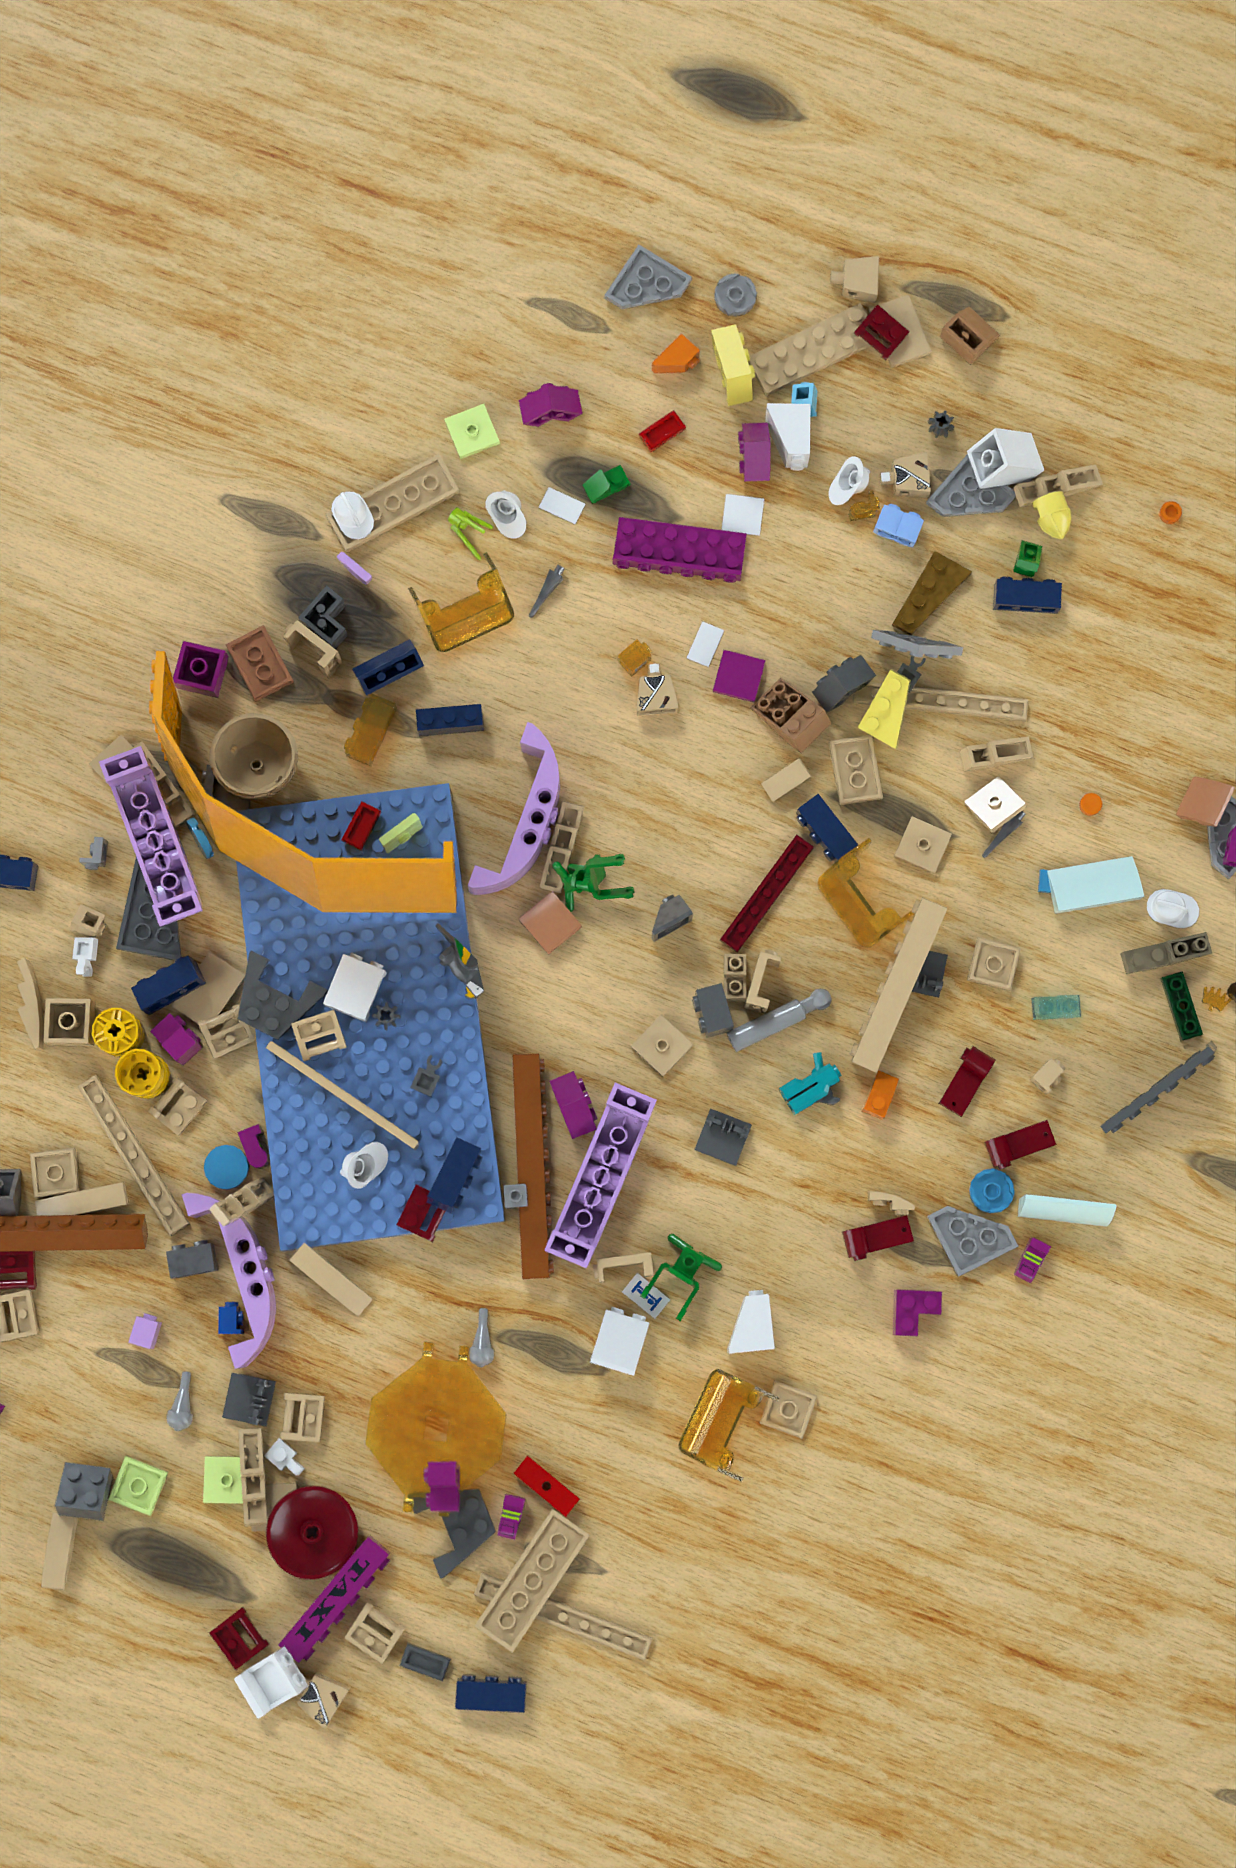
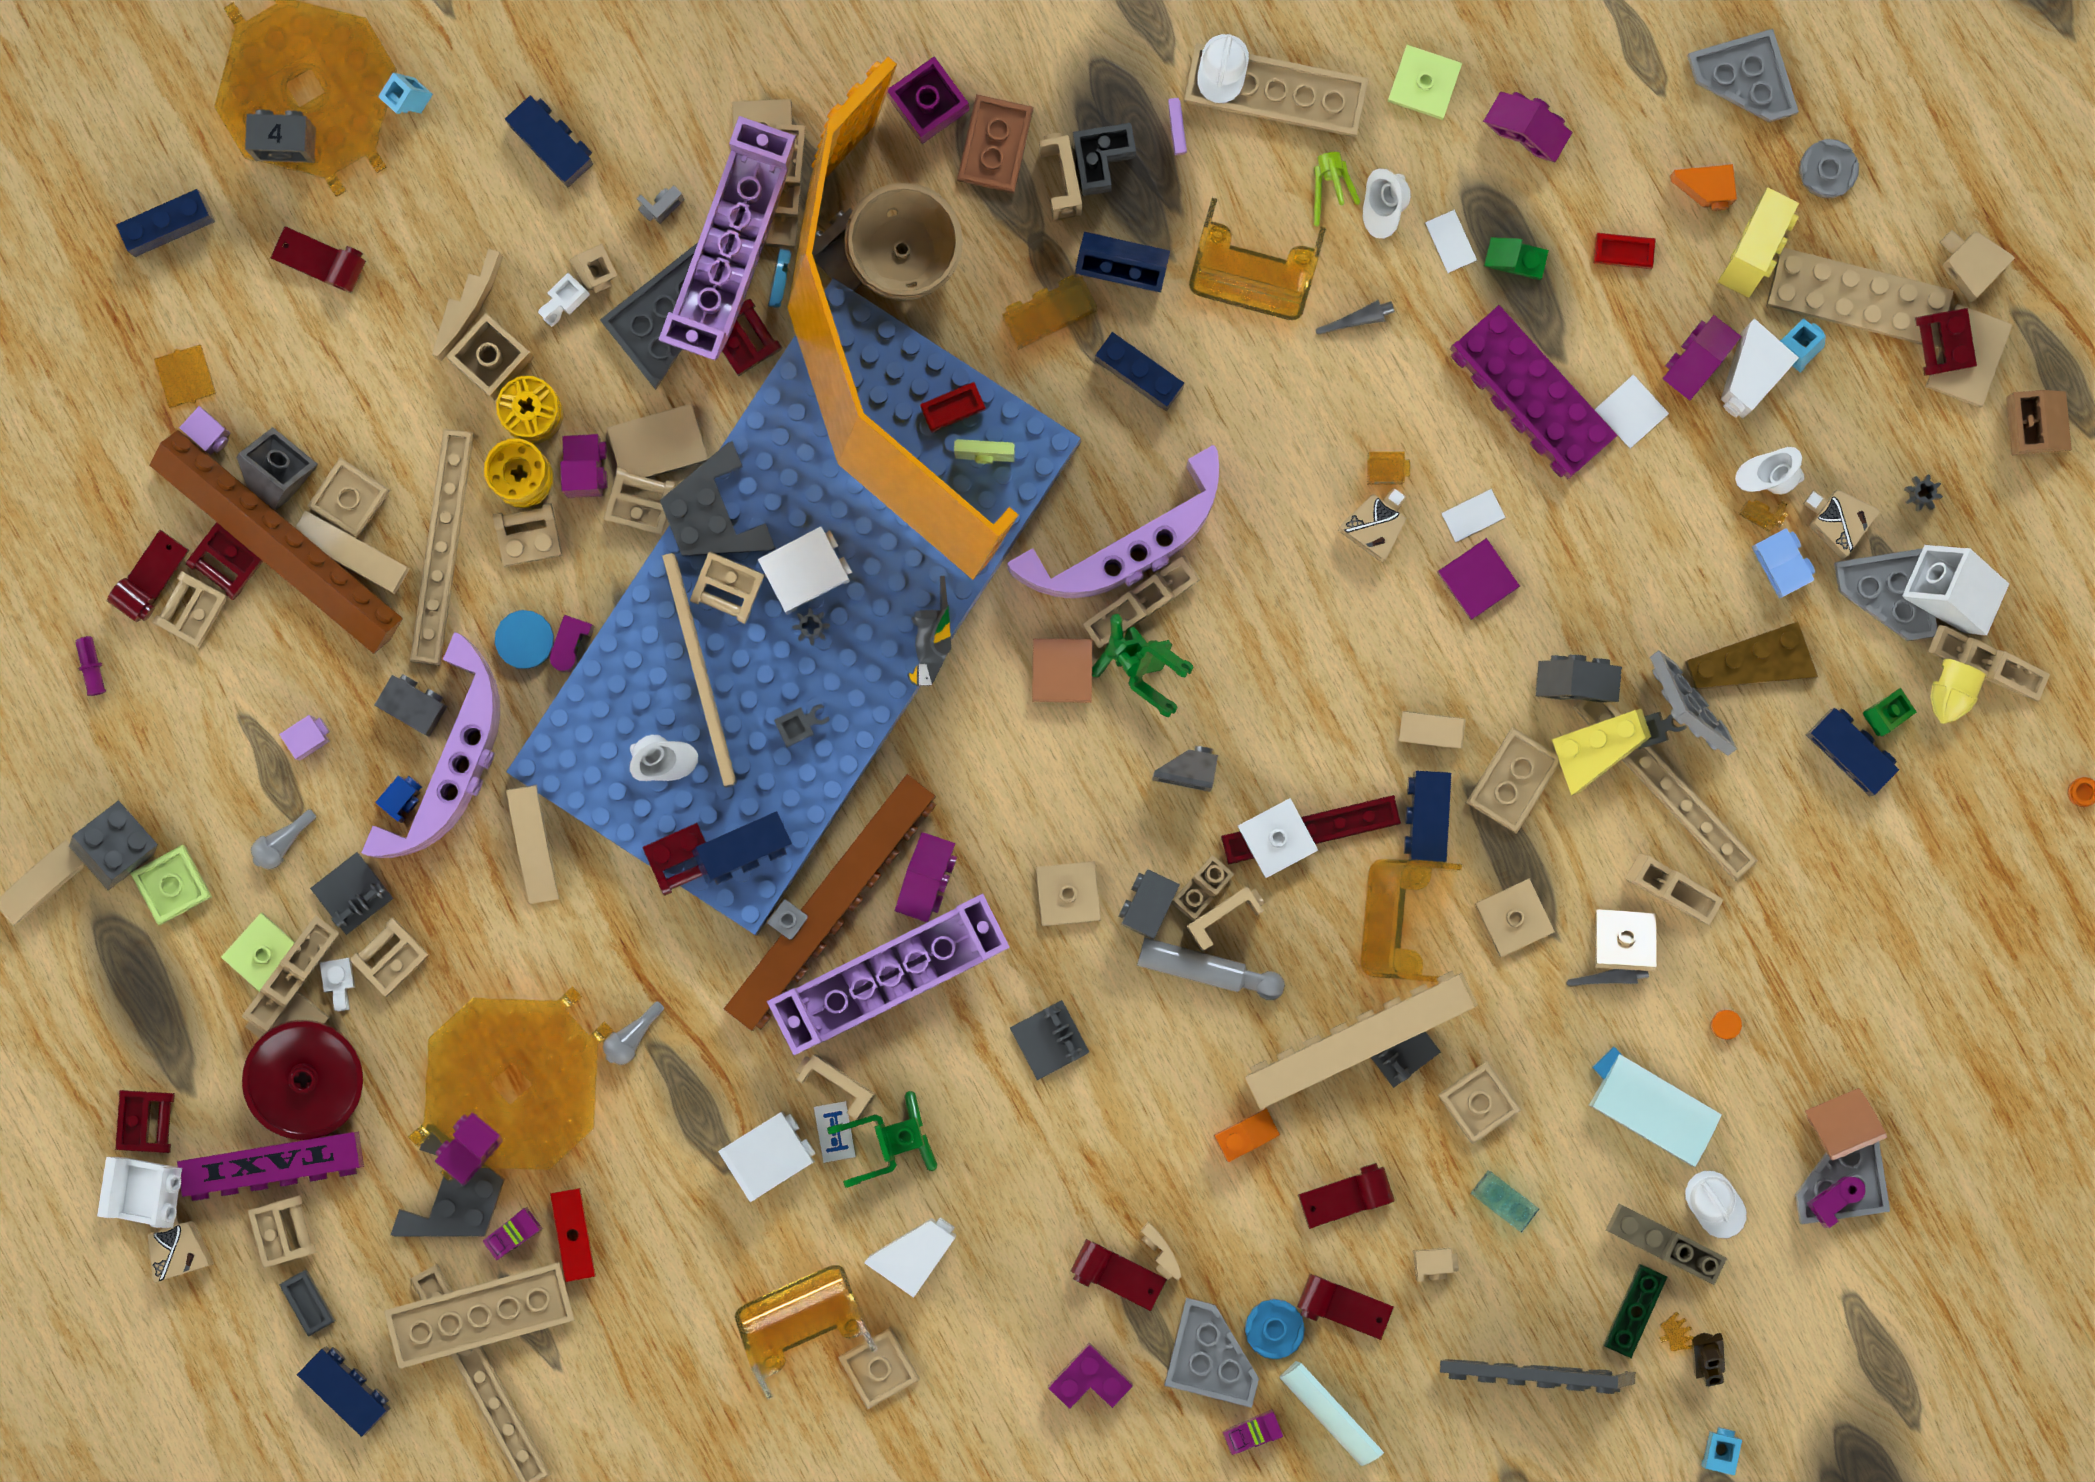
camera: 40 degrees right, 5 degrees up
(168, 985) = (620, 403): dark blue brick -> none
(210, 897) = (739, 348): none -> dark red plate
(242, 1201) = (509, 691): tan slope -> none
(753, 912) = (1277, 838): none -> white plate
(791, 715) = (1497, 666): medium nougat slope -> none
(812, 1089) = (1189, 1069): teal piece -> none

